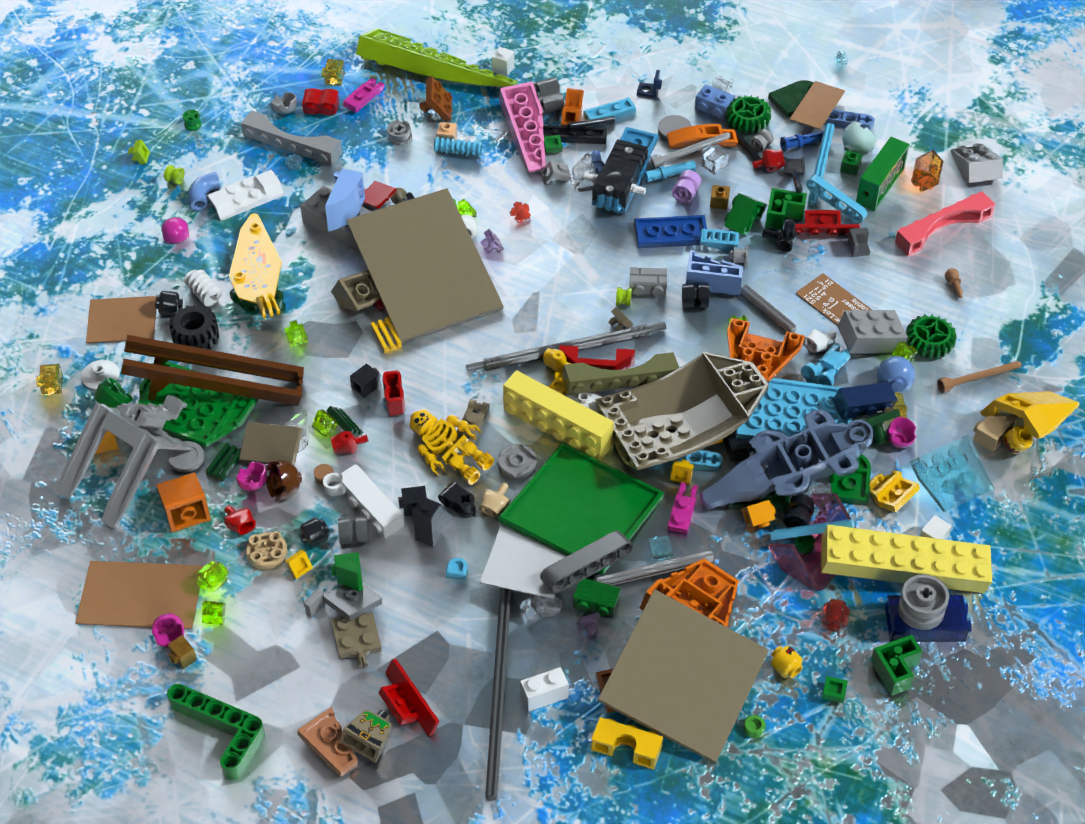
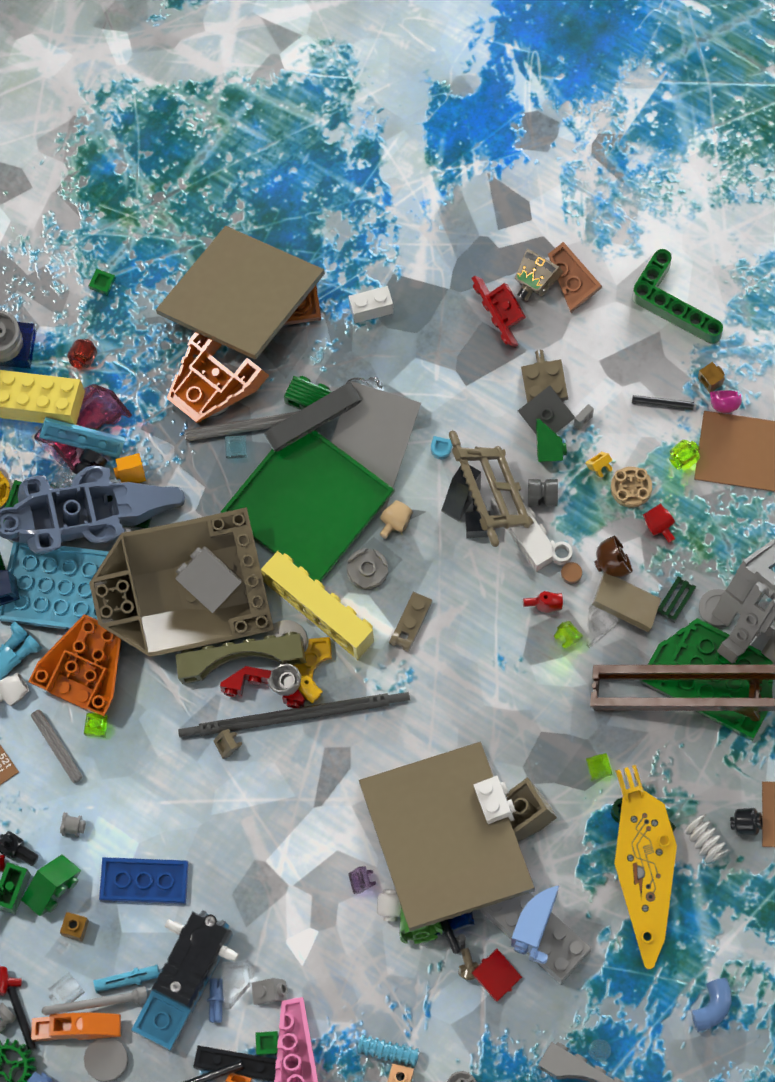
camera: 170 degrees left, 20 degrees up
(174, 174) = (750, 1038): lime wheel -> none
(175, 230) = (745, 945): dark pink hair -> none
(183, 502) = (717, 543): orange slope -> none
(197, 318) = (718, 758): black tyre -> none
(213, 612) = (681, 416): clear neon green tile -> none
(233, 629) = (662, 402): none -> black bar
(246, 194) = (661, 999): white piece -> none
(253, 477) = (647, 568): dark pink hair -> none
(314, 532) = (582, 495): black head -> none
(344, 421) = (544, 634): dark green tile -> none
(365, 380) = (522, 686): black brick -> none
(381, 324) = (490, 738): yellow tile -> none
(383, 286) = (493, 800): none -> white bracket
(384, 480) = (482, 454): none -> dark tan piece
(393, 393) = (492, 658): red brick -> none
(441, 438) = (460, 614): yellow piece -> none
(458, 500) = (435, 524): black piece -> none
(466, 209) = (389, 940): clear neon green tile -> none
(498, 695) = (415, 304): dark grey axle -> none
(520, 211) = (321, 928): clear red plant -> none
(577, 347) = (284, 679): none -> light grey hair
(589, 623) = (319, 369): clear purple tile -> none
(611, 734) = (318, 254): yellow arch -> none
(623, 296) = (218, 776): lime wheel -> none
(648, 281) = (186, 796): light grey brick -> none
(661, 417) = (207, 578): none -> light grey brick
(682, 510) = (205, 491): dark pink hinge -> none
(686, 186) = (110, 945): lavender wheel -> none
(695, 295) = (138, 766): black wheel -> none
(721, 276) = (112, 792): medium blue wedge -> none
(725, 239) = (77, 848): medium azure slope -> none
(754, 726) = (183, 258): bright green tile -> none
(786, 661) = (140, 309): yellow head -> none
(894, 662) = (39, 299): green brick -> none

